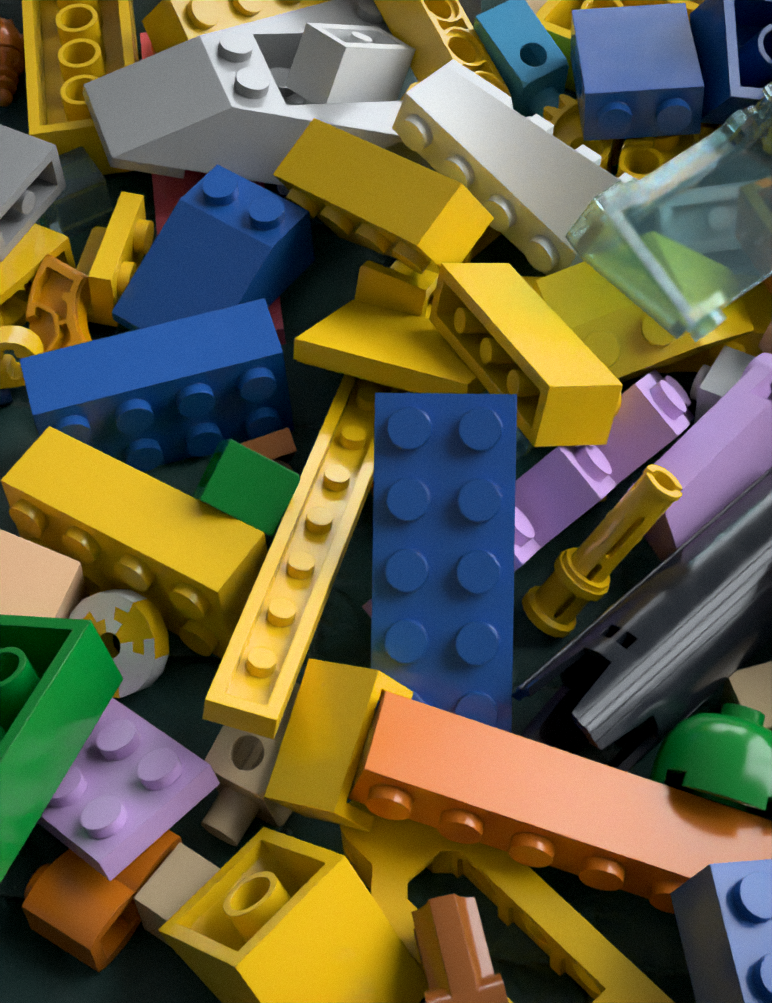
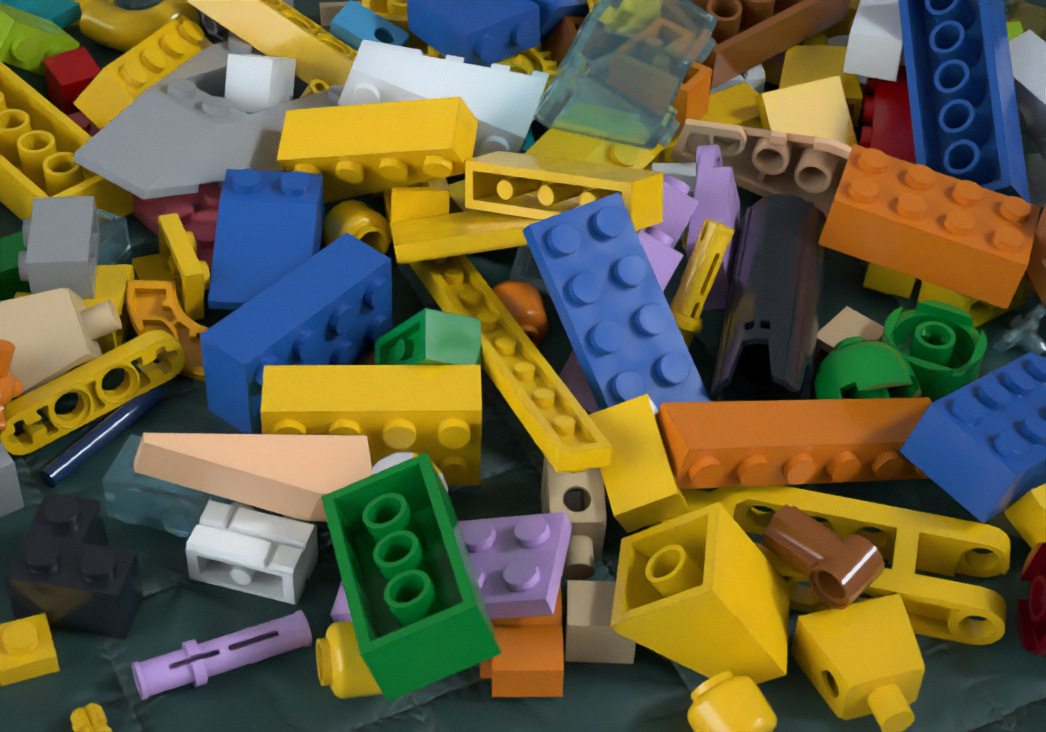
camera: 40 degrees left, 10 degrees down
(326, 285) = (359, 221): none -> yellow head

